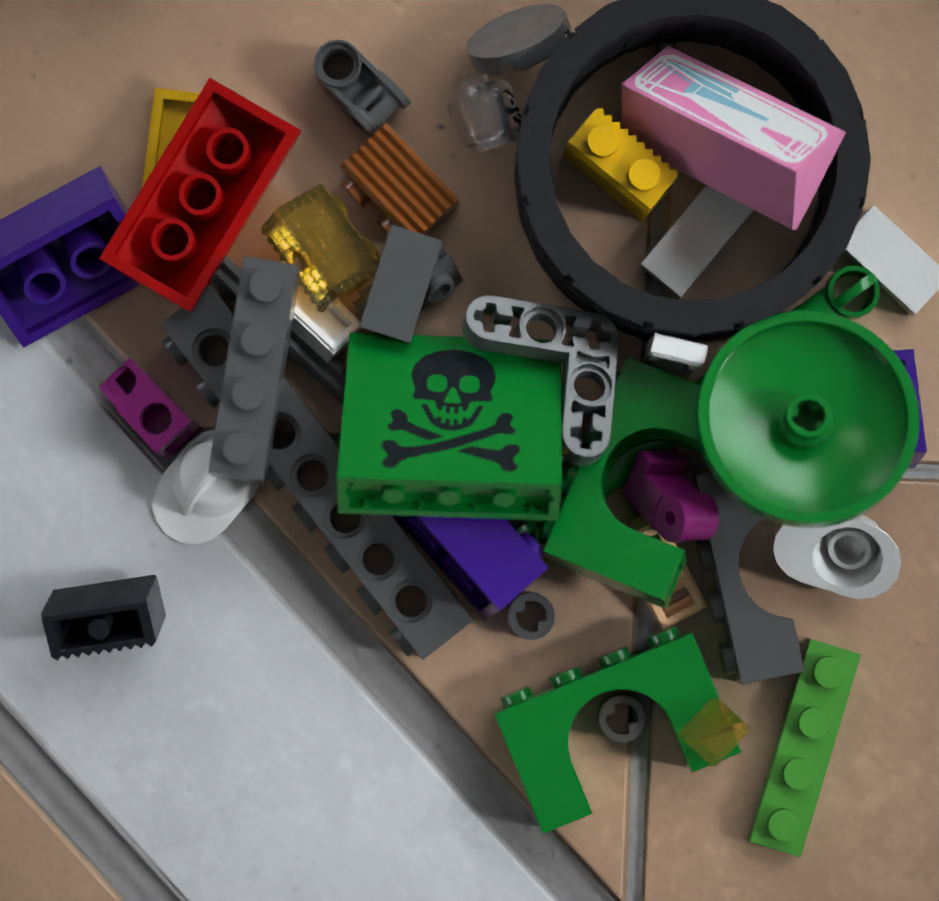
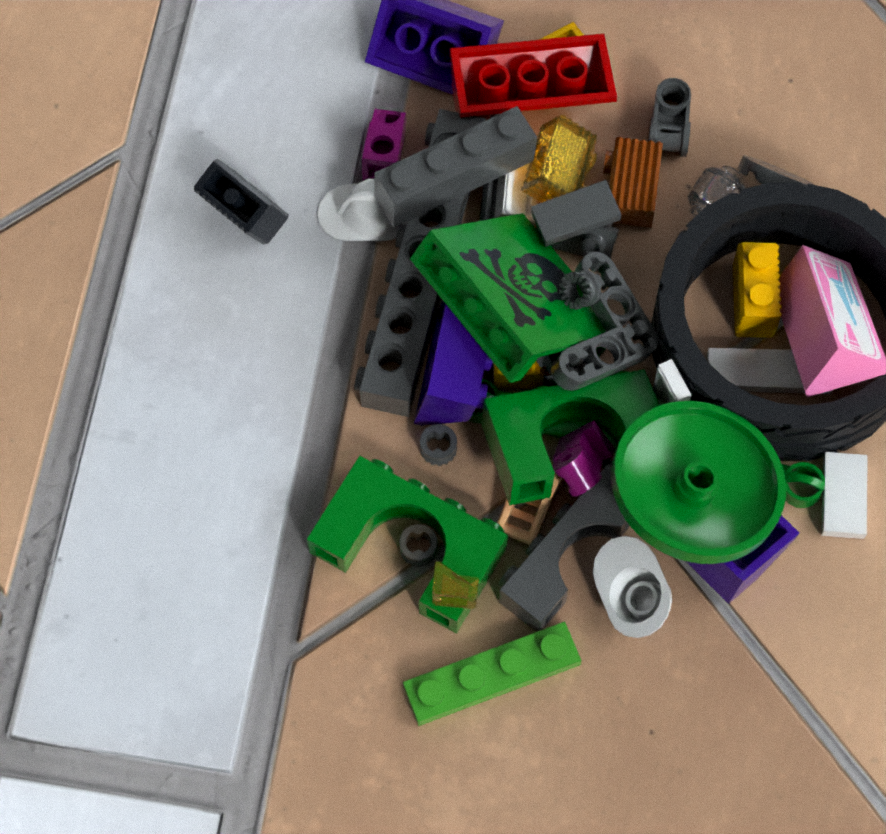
camera: 55 degrees right, 20 degrees down
(500, 369) = (570, 292): none -> dark grey bush

